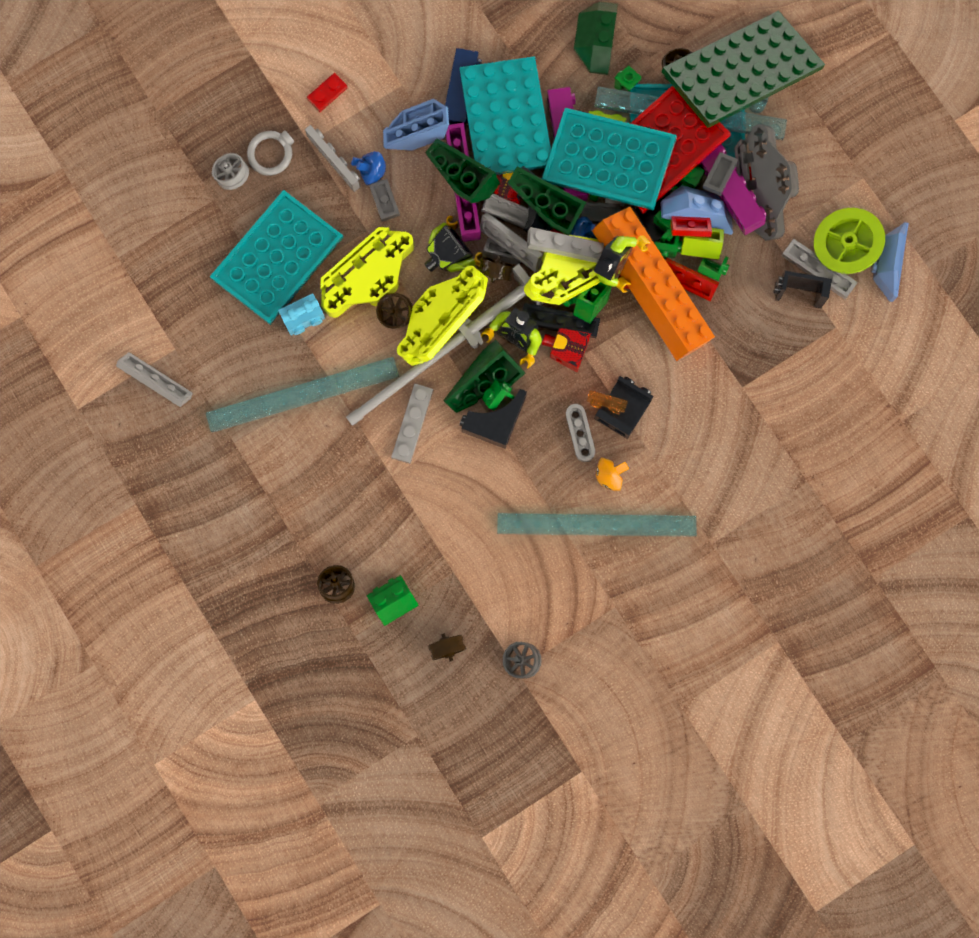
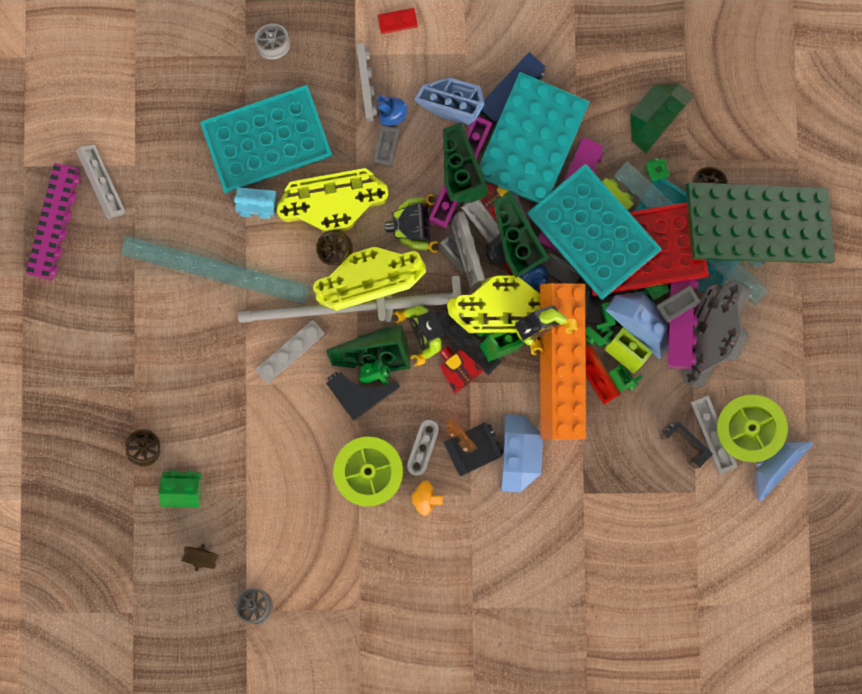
camera: 25 degrees right, 5 degrees up
(133, 439) = (53, 222): none -> magenta brick
(284, 139) = (336, 43): light grey piece -> none
(496, 269) = (440, 265): dark brown wheel -> none
(551, 465) = (351, 476): none -> lime piece
(564, 245) = (506, 284): light grey plate -> none
(597, 524) = (389, 533): clear light blue plate -> none
(668, 385) = (520, 453): none -> medium blue wedge
(691, 226) = (624, 333): red plate -> none

